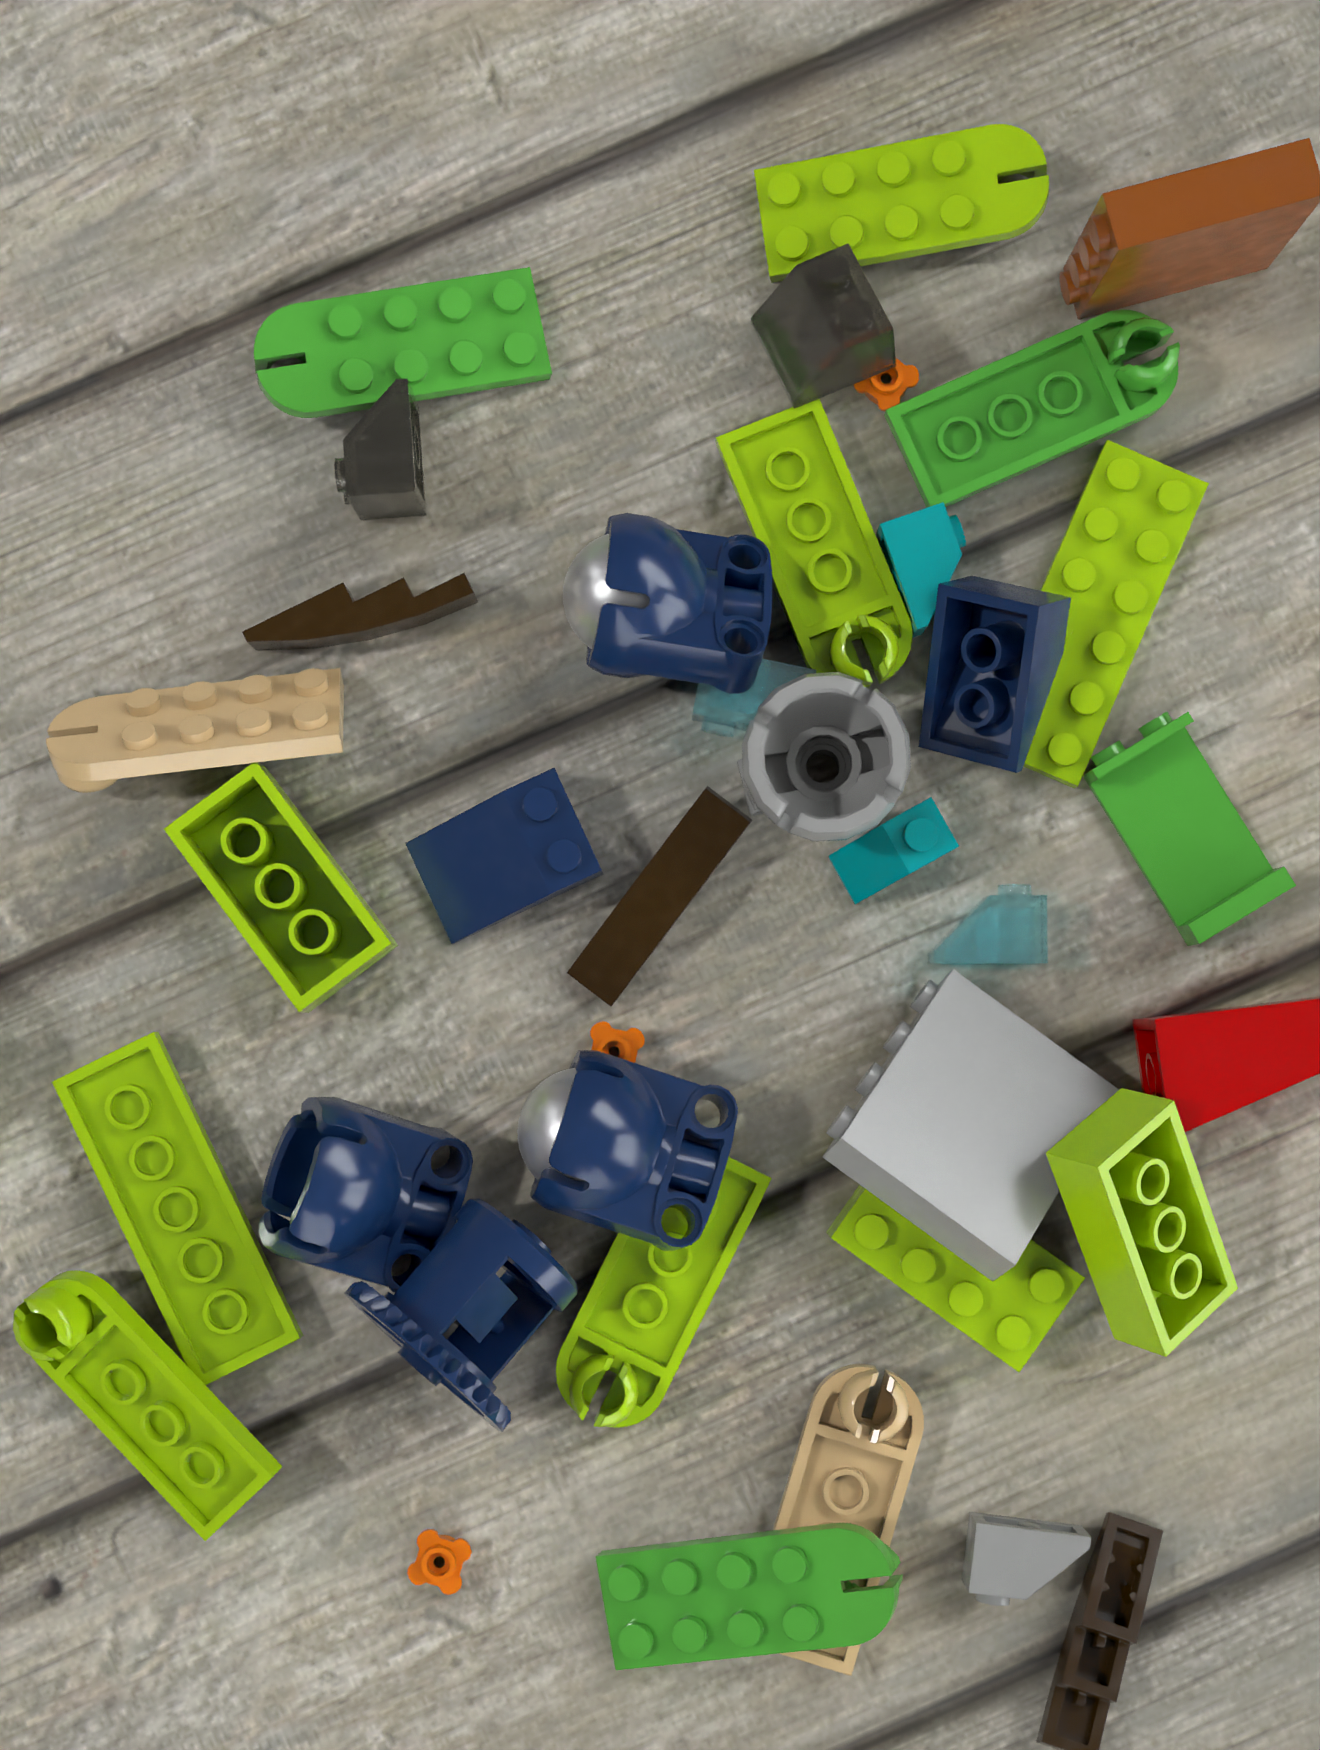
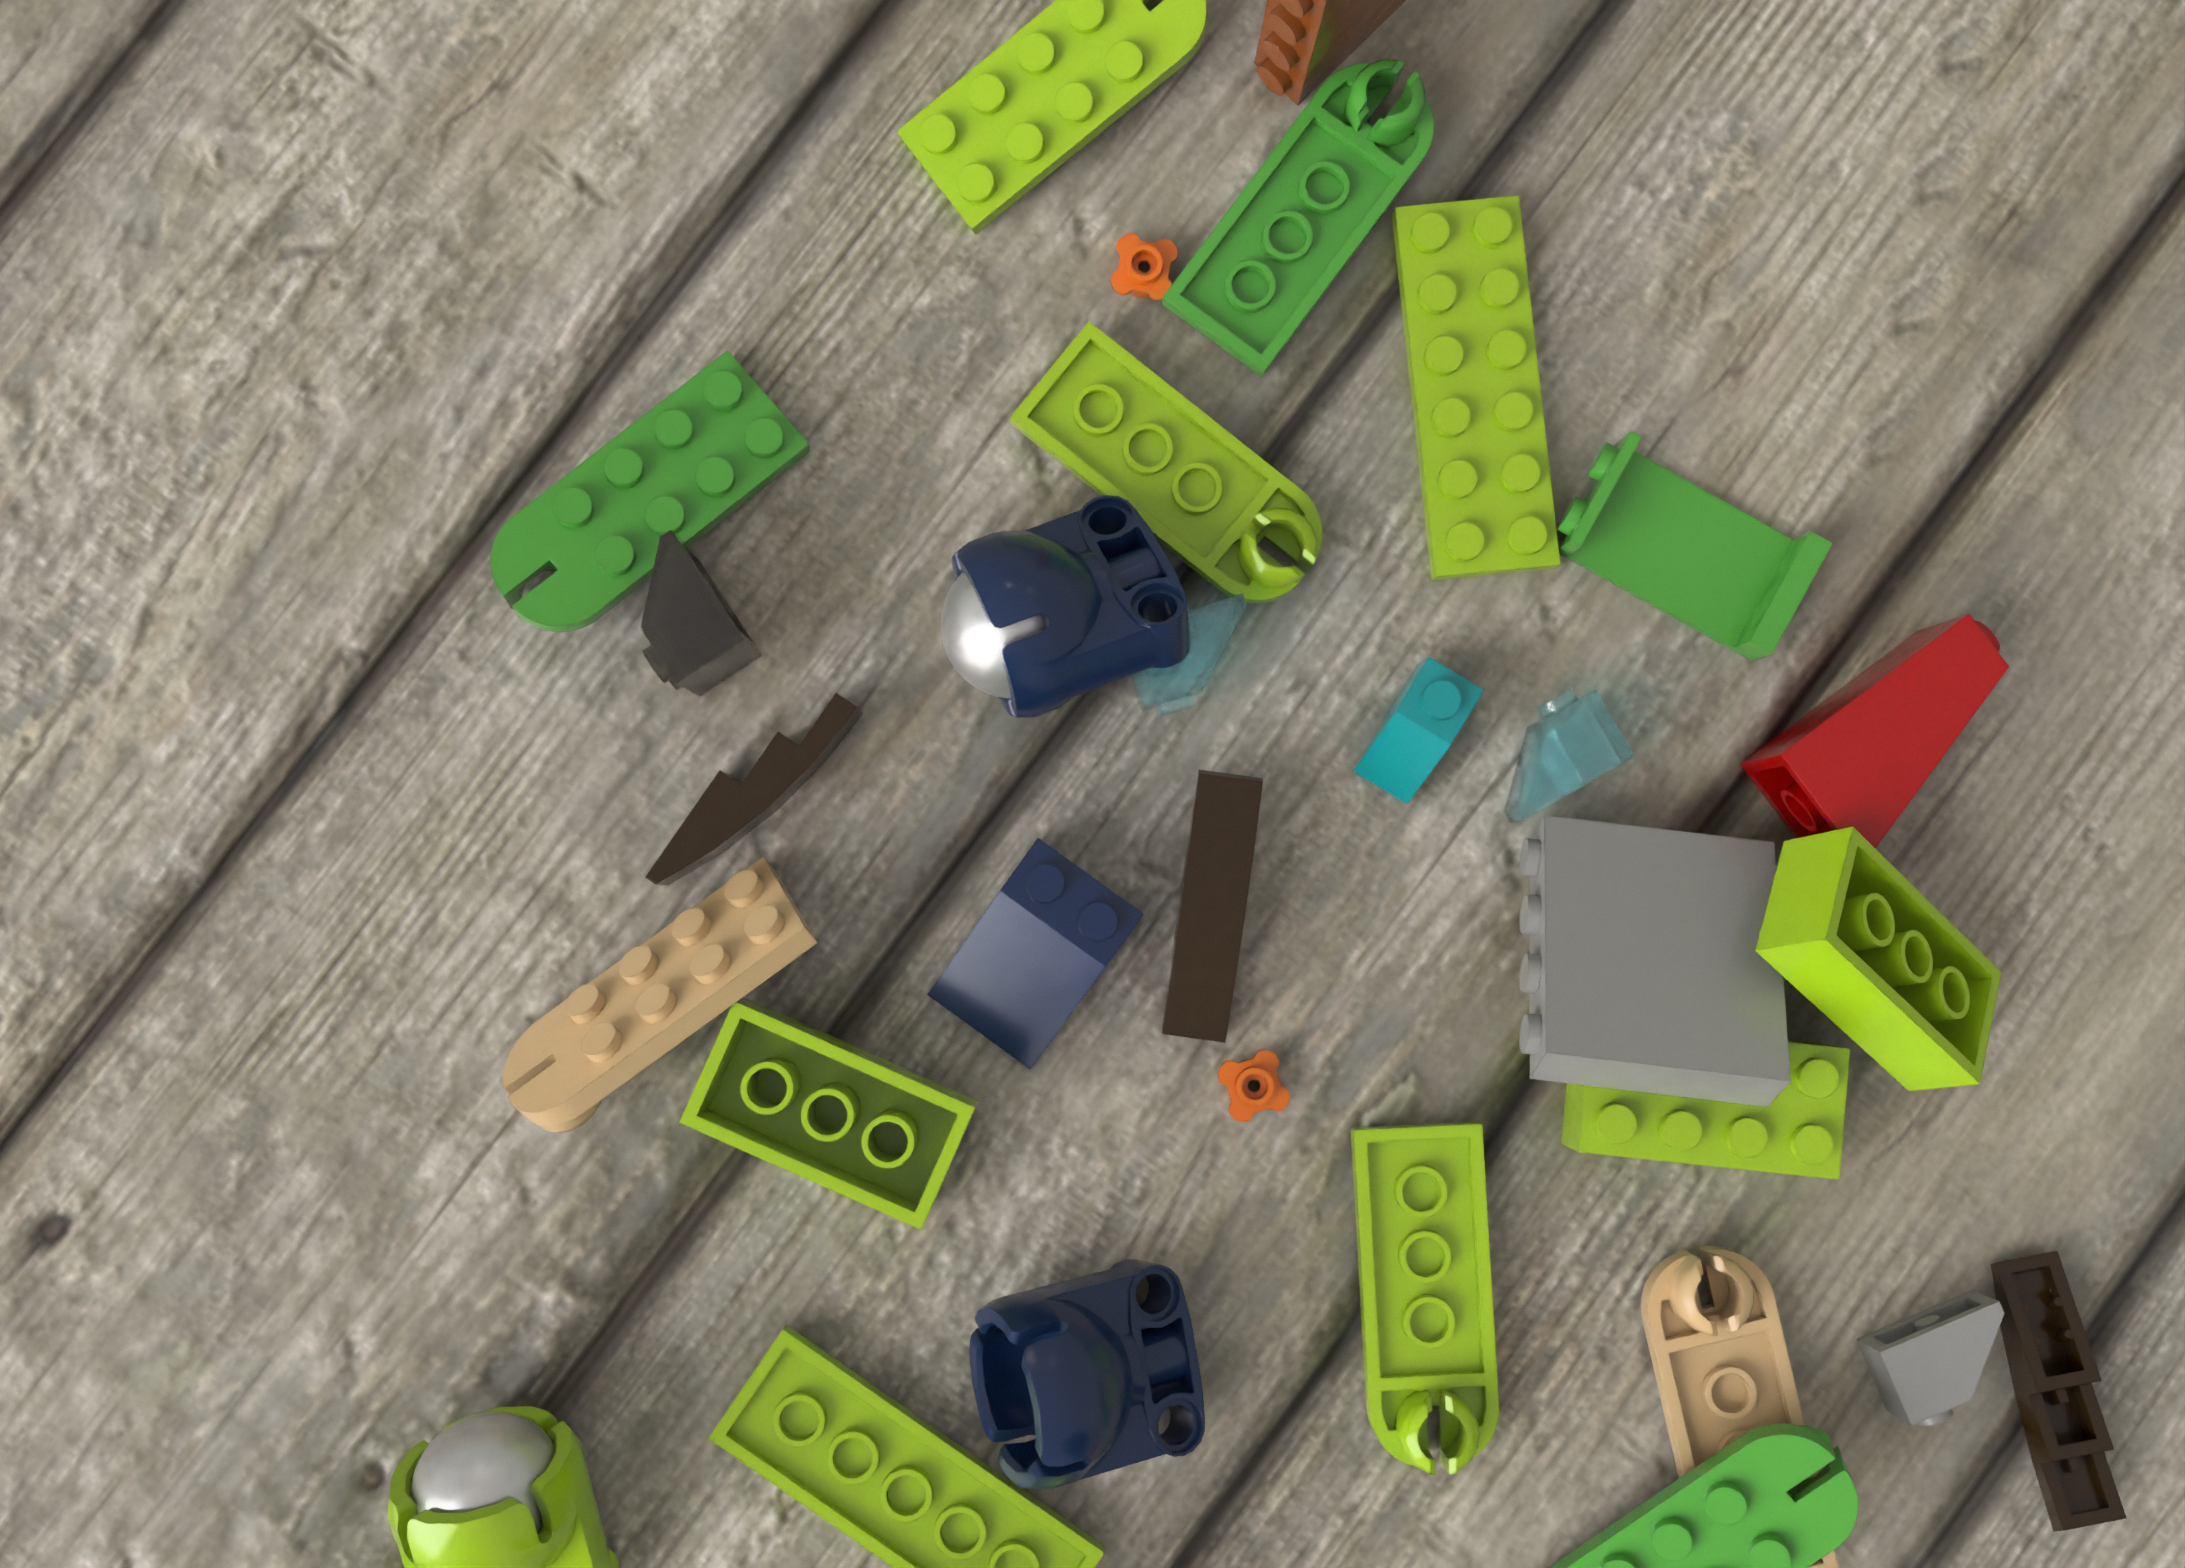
camera: 40 degrees left, 0 degrees up
(462, 1287) = (1262, 1429): dark blue piece -> none
(624, 1146) = (1323, 1178): dark blue piece -> none
(825, 328) = (1057, 248): clear smoke slope -> none
(832, 718) = (1336, 640): light grey piece -> none
(921, 554) = (1283, 425): teal slope -> none
(991, 669) = (1414, 497): dark blue slope -> none

